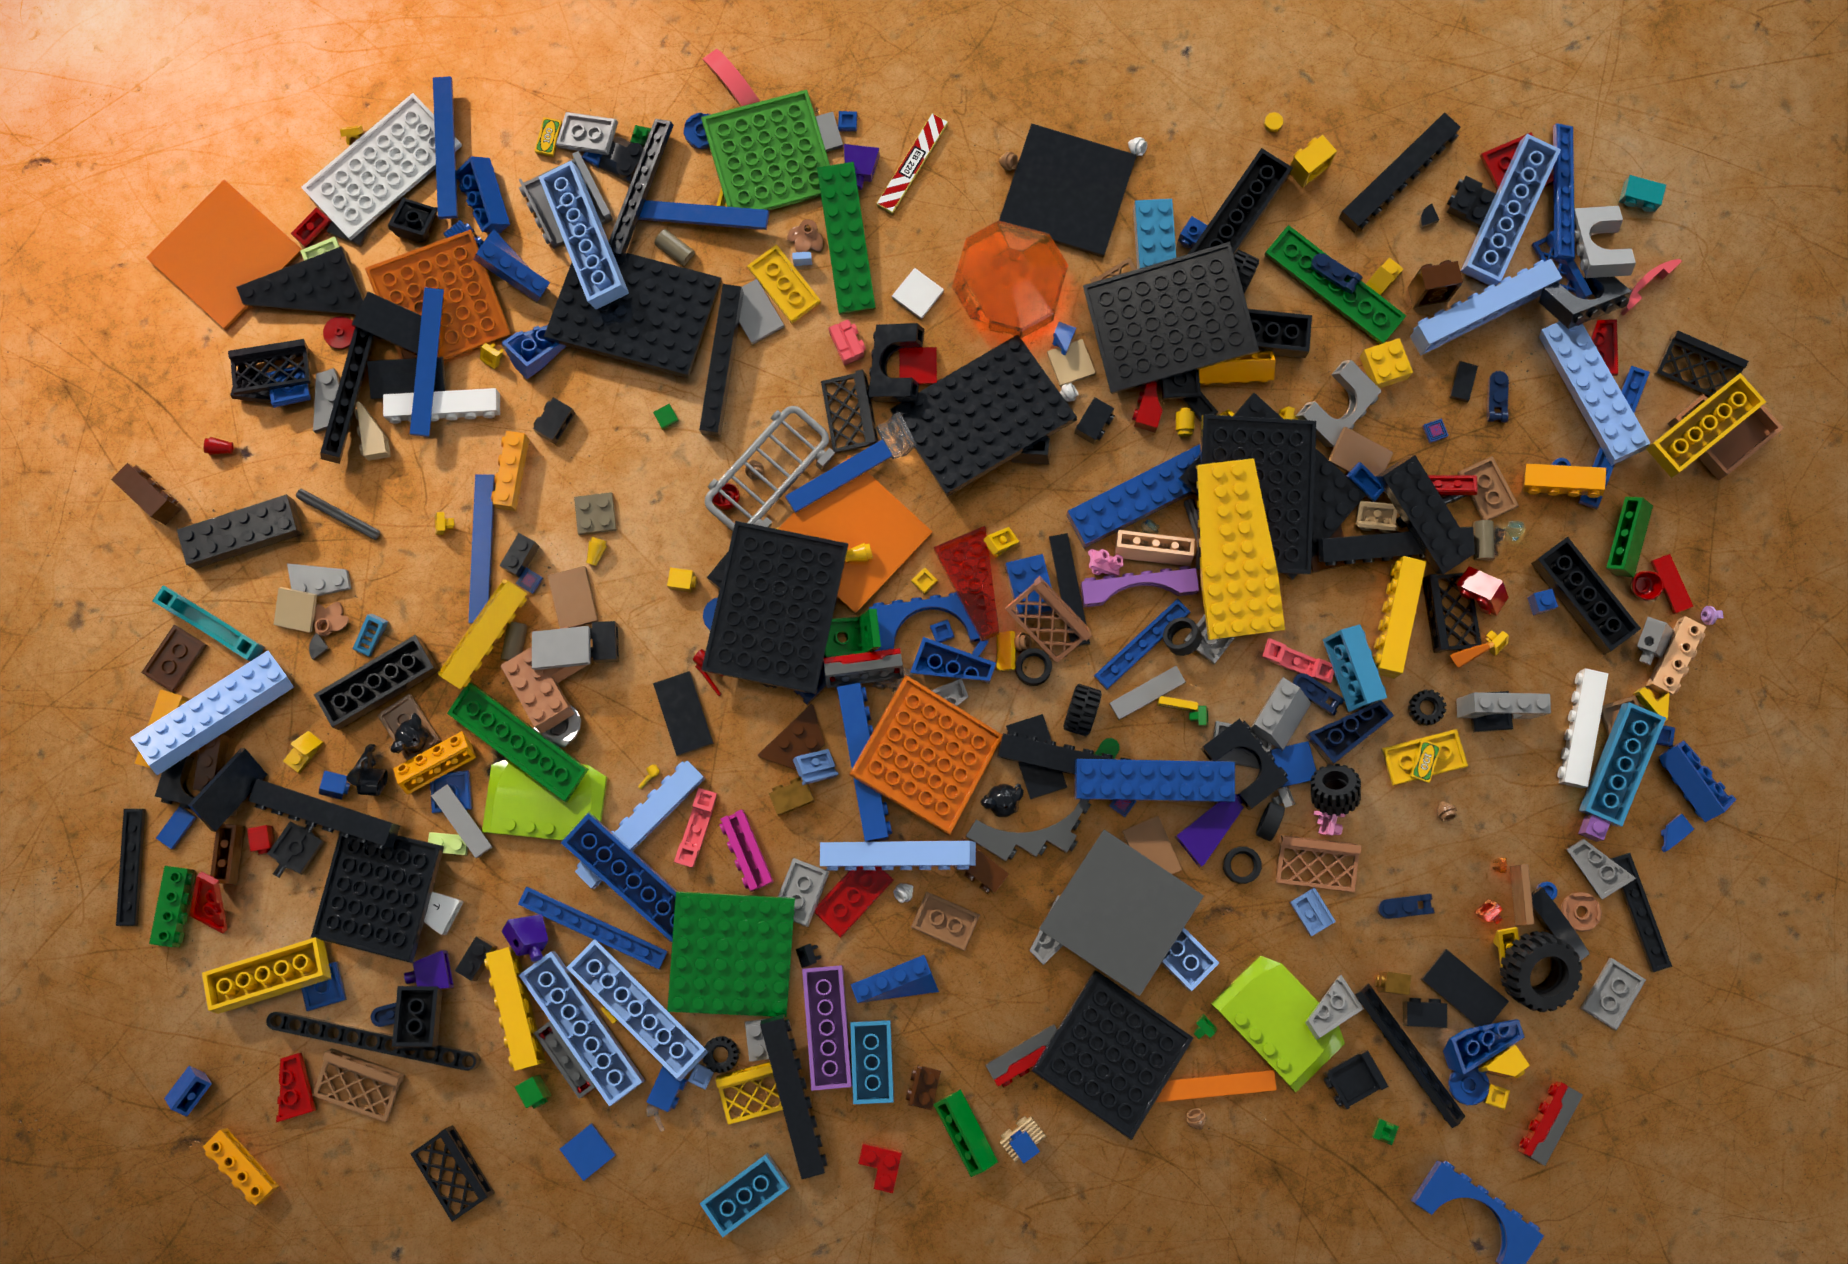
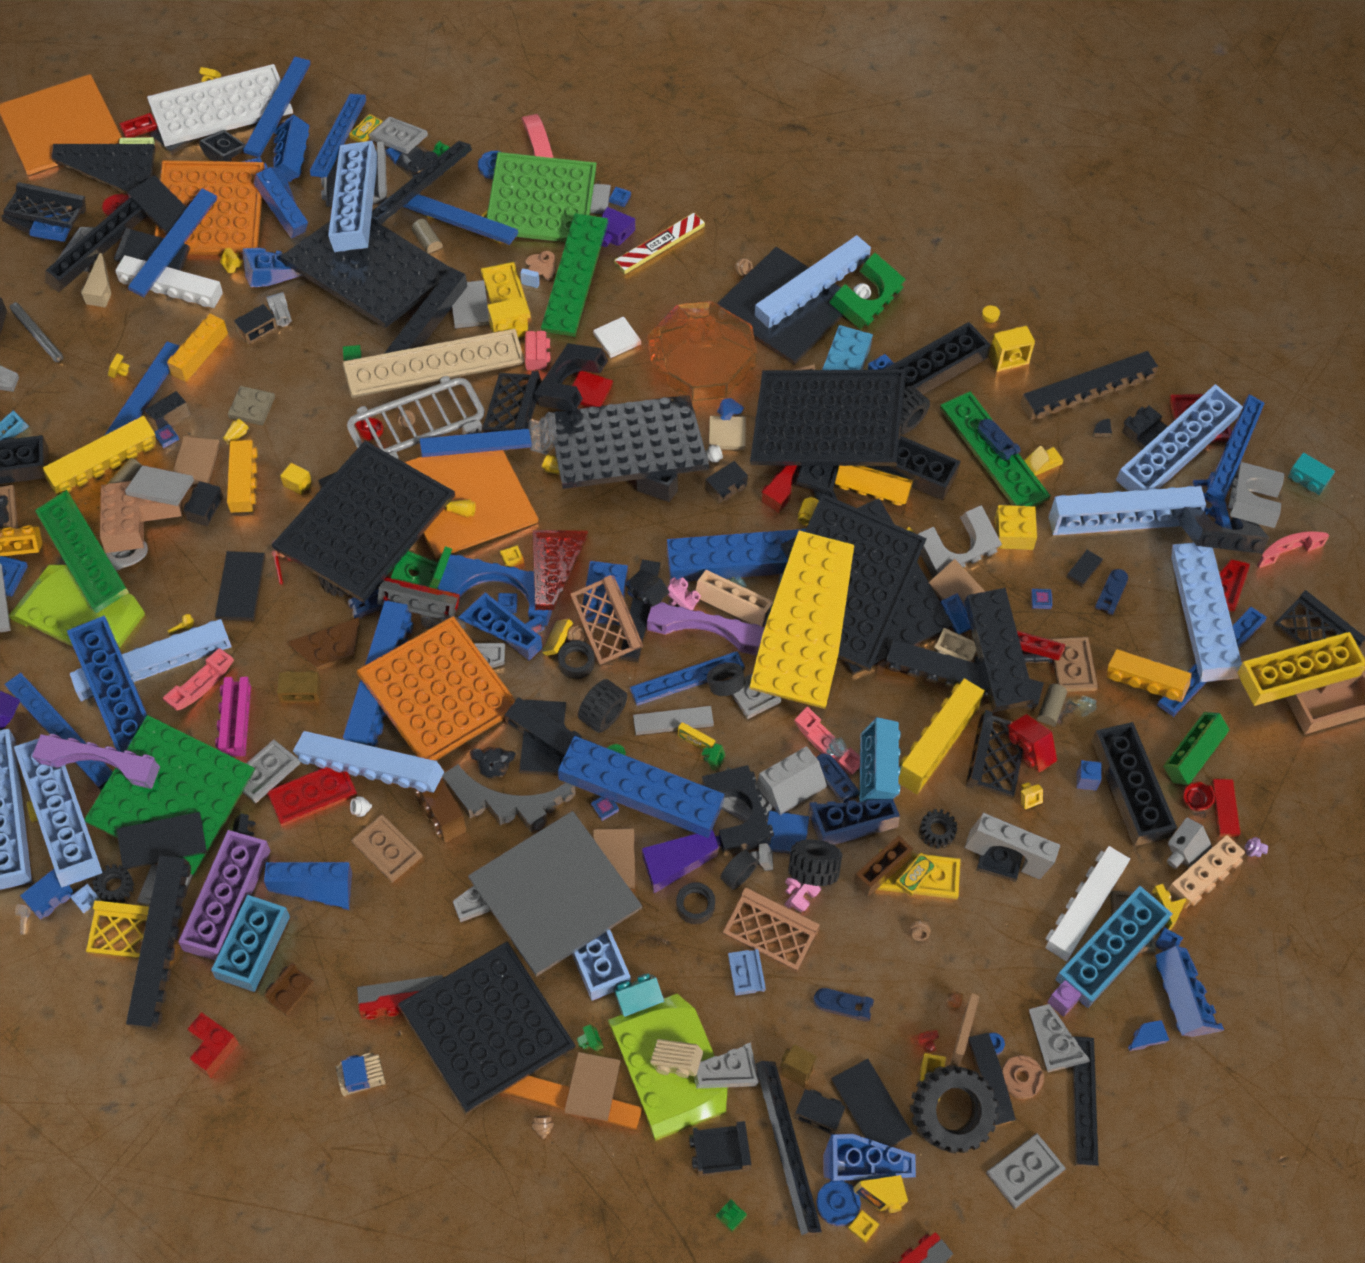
camera: 15 degrees right, 20 degrees down
(528, 161) = (338, 135): none -> blue plate
(566, 389) = (278, 305): none -> light grey piece
(628, 599) = (241, 476): none -> light orange brick
(696, 952) = (58, 752): none -> medium lavender arch
(745, 1195) = (64, 1018): dark azure brick -> none
(747, 1002) = (170, 837): none -> black tile
(756, 402) = (432, 363): none -> tan plate
(806, 321) = (508, 316): none -> yellow brick
(815, 766) = (333, 667): medium blue plate -> none
(918, 467) = (550, 464): none -> yellow cone
(965, 1130) = (306, 1045): green brick -> none
(1001, 541) = (595, 547): yellow slope -> none
(1072, 572) = (646, 588): none -> black brick
(1087, 155) = (812, 282): none -> light blue brick
(1161, 128) = (860, 310): none -> green arch
(1225, 1069) = (592, 1086): none -> medium nougat tile
(1231, 973) = (638, 994): none -> teal brick
(1291, 1022) = (676, 1058): none -> tan brick
(1309, 664) = (837, 747): none -> clear light blue plate
(1396, 768) = (883, 866): none -> reddish brown brick
(1435, 283) = (1084, 471): reddish brown brick -> none
(1465, 656) = (1000, 793): orange slope -> none

